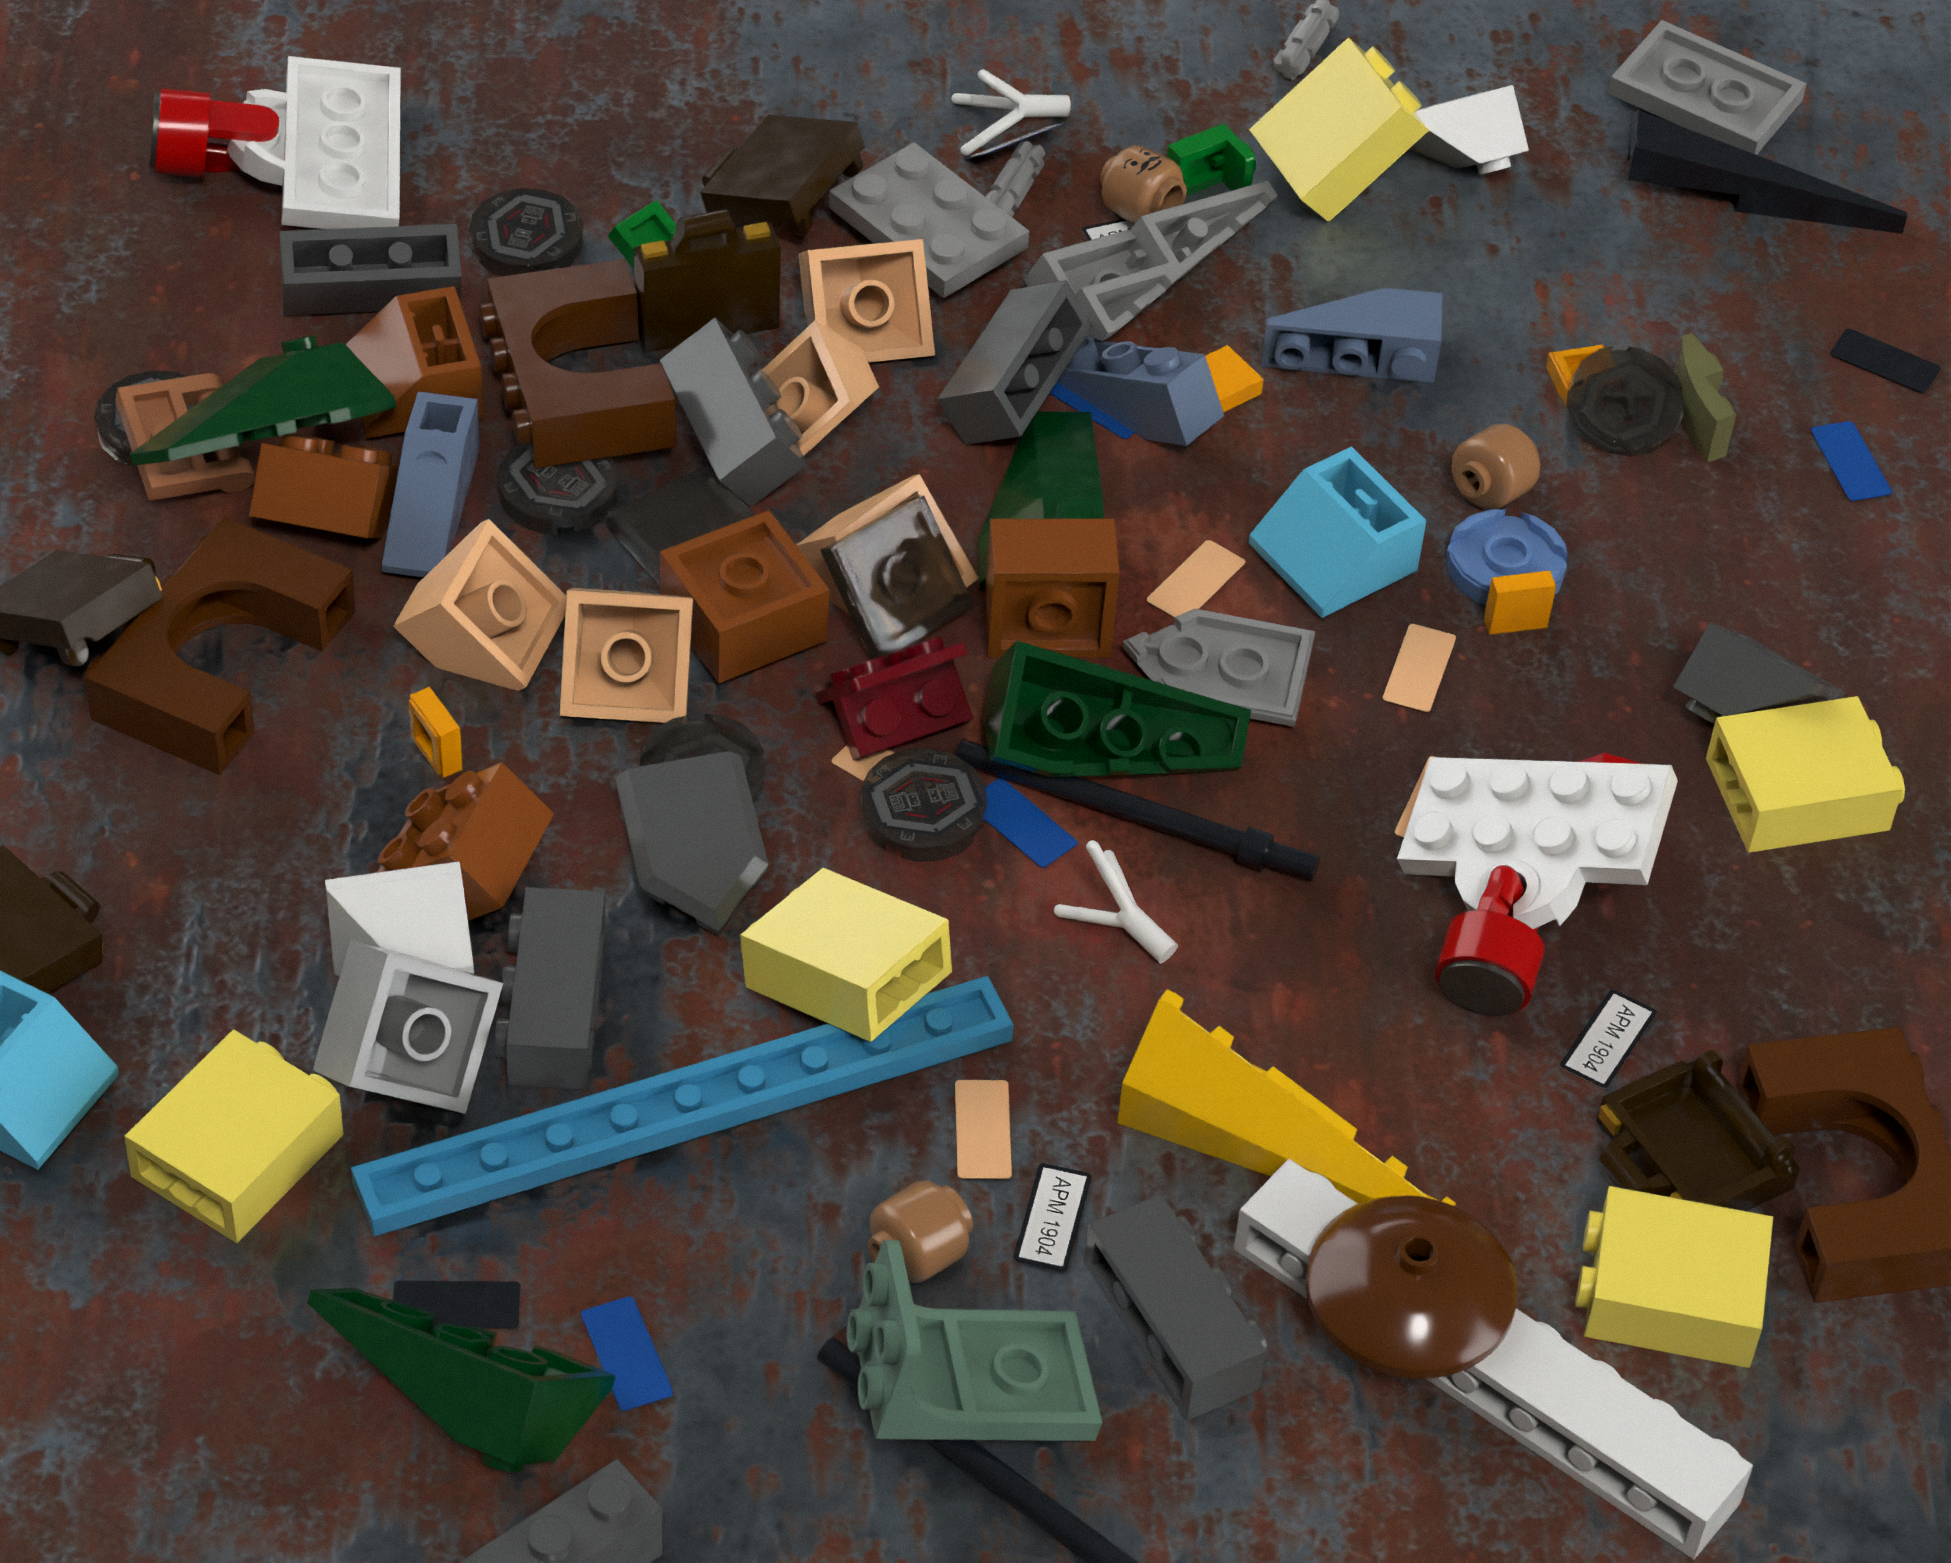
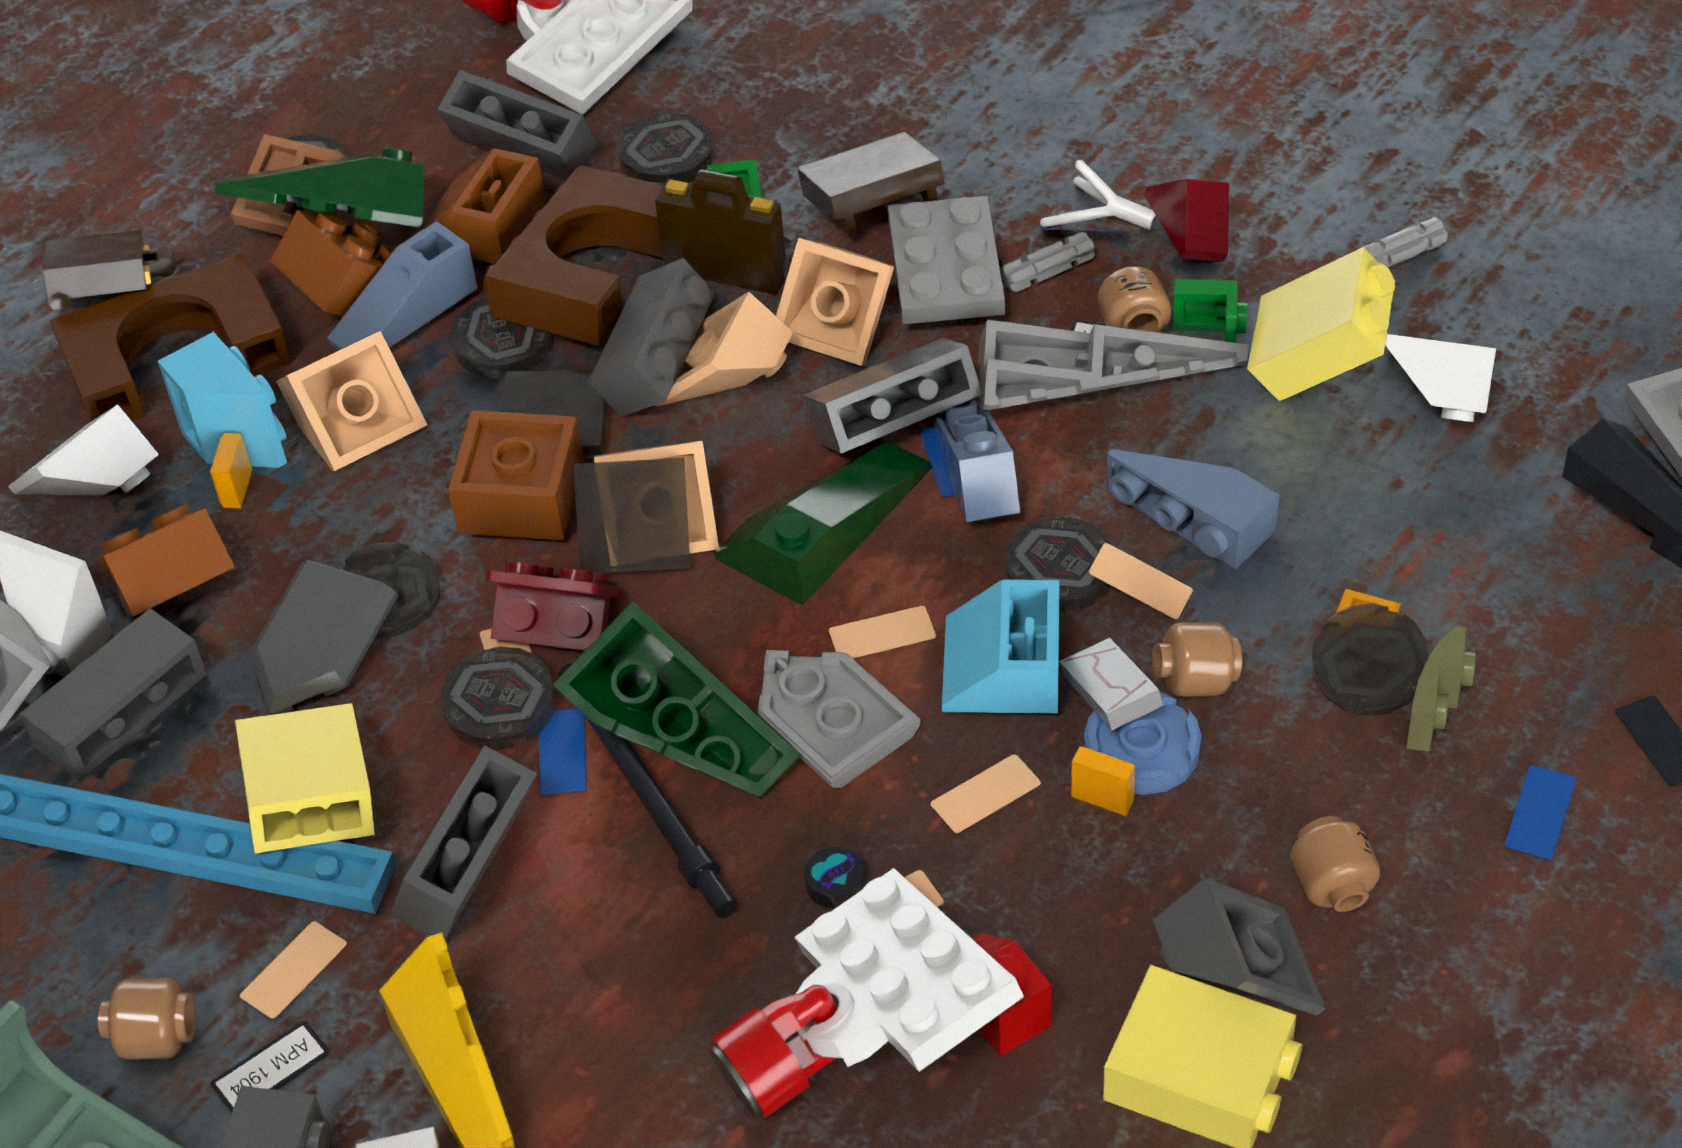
camera: 45 degrees right, 0 degrees up
(268, 790) = (92, 461): none -> white slope
(372, 660) = (219, 395): none -> medium azure slope
(625, 655) = (398, 474): light nougat slope -> none
(1052, 585) = (728, 577): dark orange container -> none
(1054, 931) = (463, 843): none -> dark grey brick
(1110, 83) = (1193, 216): none -> dark red slope
(1130, 916) = (549, 864): white plant -> none
(1233, 378) = (1056, 485): light orange tile -> none
(1286, 437) = (1059, 551): none -> tile
(1374, 796) = (834, 876): none -> black tile
(1377, 427) = (1140, 581): none -> light nougat sticker
(1461, 519) = (1111, 683): none -> light grey tile
(1761, 572) = (1334, 863): none -> medium nougat head

